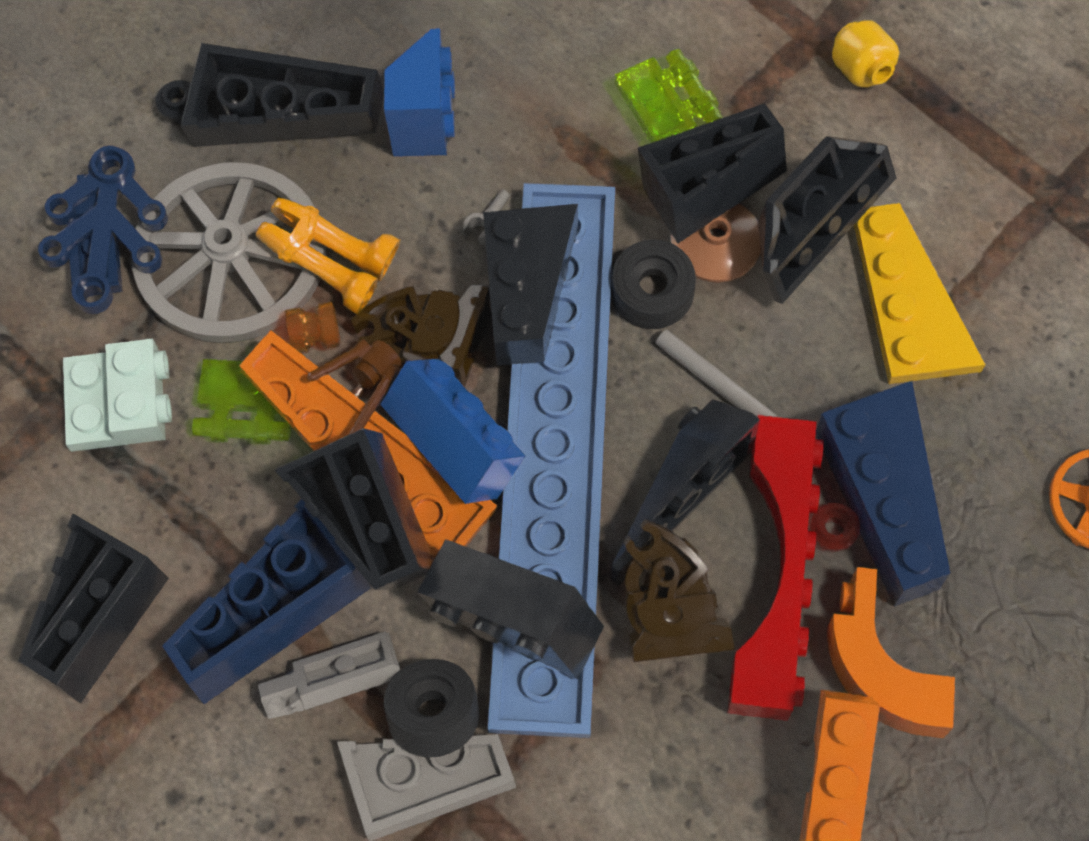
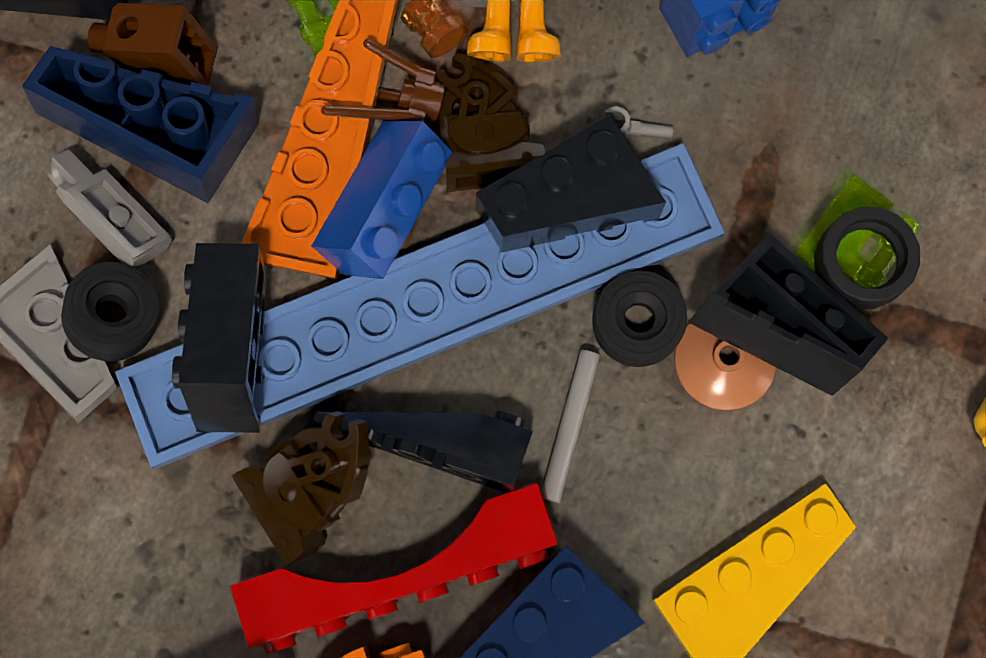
camera: 60 degrees right, 10 degrees up
(200, 562) = (156, 40): none -> reddish brown torso
(364, 507) = (255, 158): black wedge -> none
(695, 61) = (894, 231): none -> black tyre
(819, 208) = (796, 446): black wedge -> none
(842, 515) = (450, 610): clear red plate -> none

